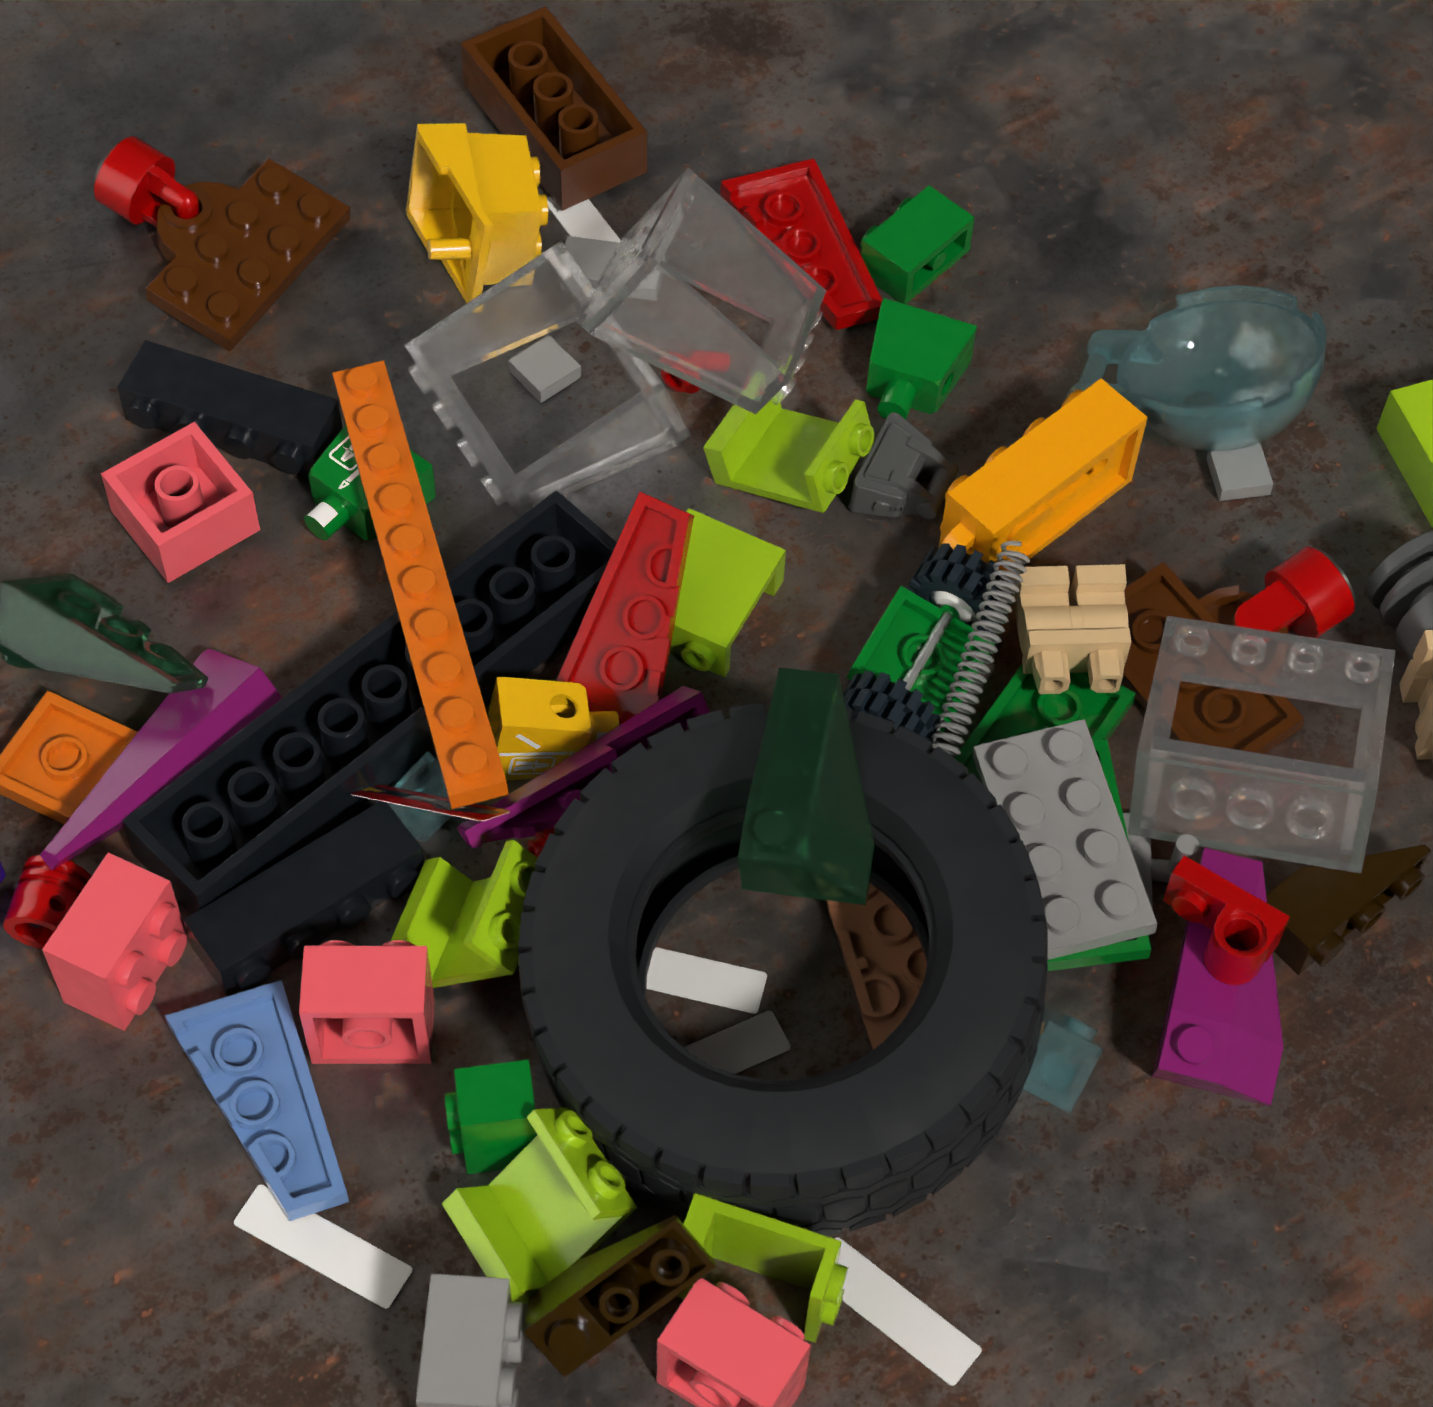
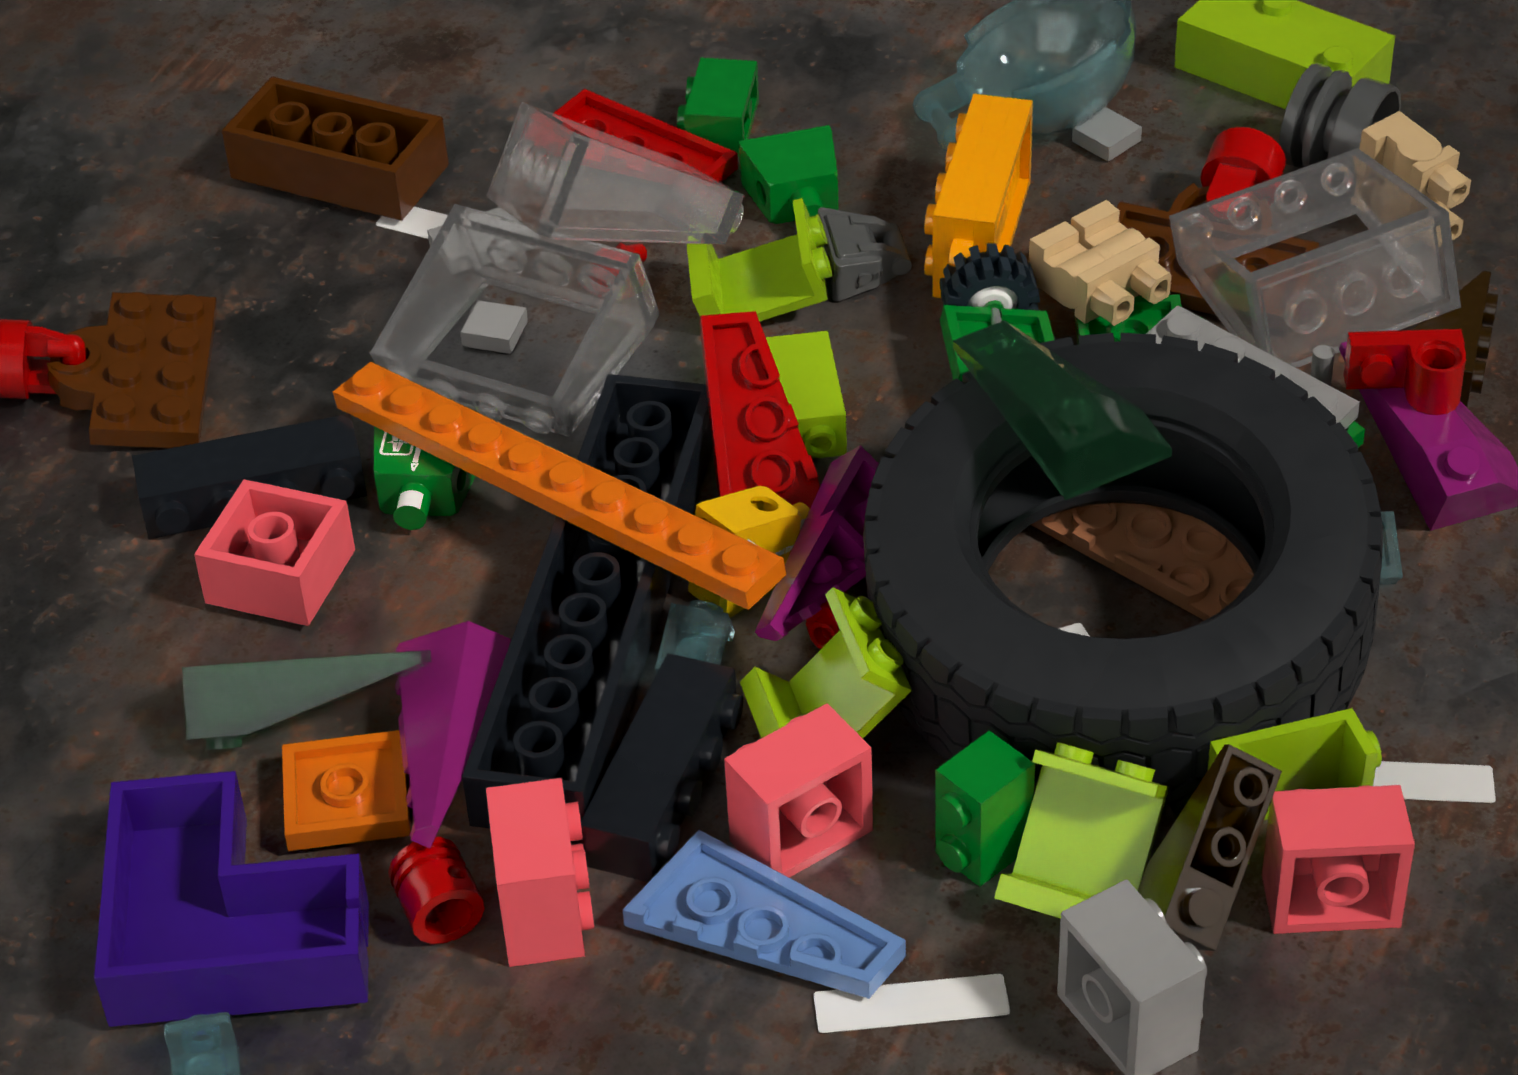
camera: 30 degrees left, 15 degrees down
(429, 802) = (715, 627): sticker -> none
(475, 203) = (339, 233): yellow piece -> none
(981, 645) = (1019, 246): light grey piece -> none

